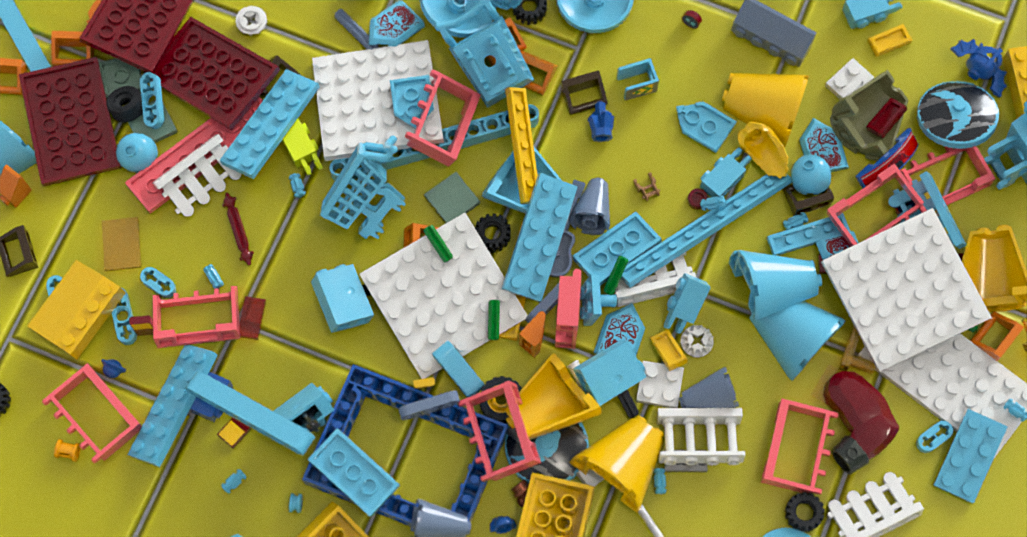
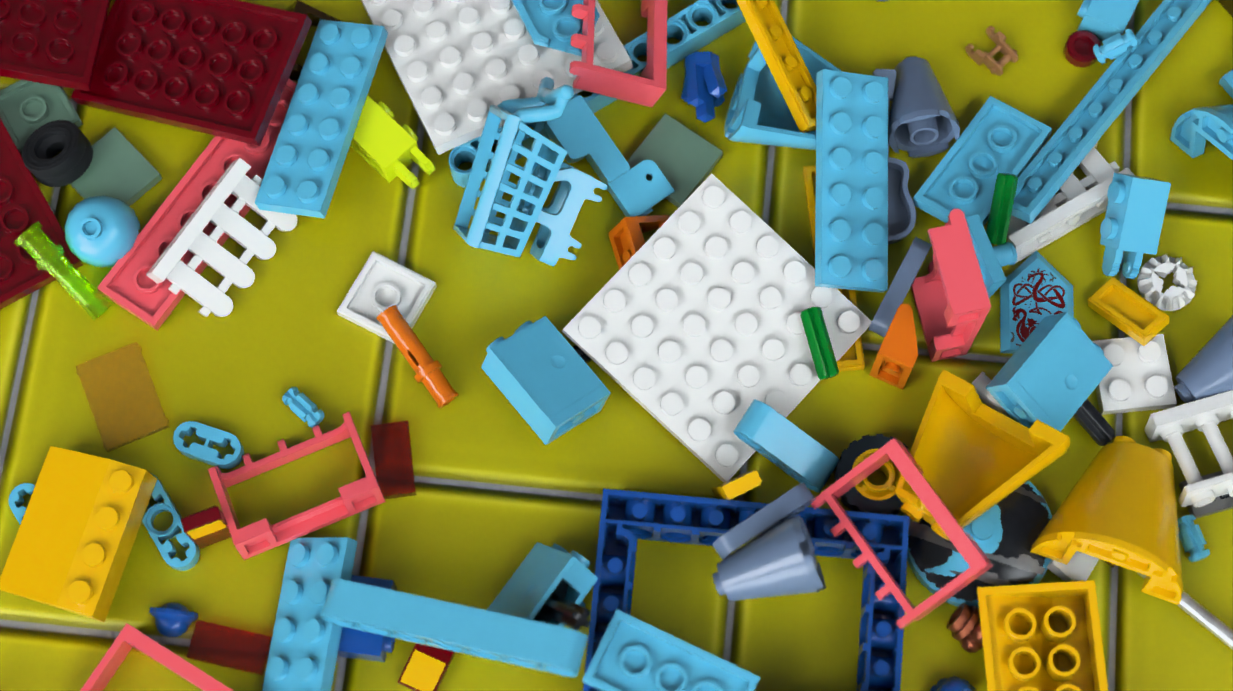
camera: 15 degrees left, 0 degrees up
(105, 160) = (52, 258): none -> clear neon green pin
(136, 391) = (229, 647): none -> clear red tile
(146, 93) = (89, 126): medium azure beam -> none
(238, 229) = (321, 313): dark red wheel -> none
(275, 231) = (382, 286): none -> white tile
(283, 274) = (419, 359): none -> orange pin
(297, 185) = (400, 210): medium azure piece -> none
(404, 172) = (586, 138): none -> medium azure piece
(425, 428) = (772, 565): none -> sand blue cone
(438, 243) = (685, 238): green axle -> none
(481, 161) = (703, 84): none -> blue rock
(501, 224) = (771, 180): black tyre -> none

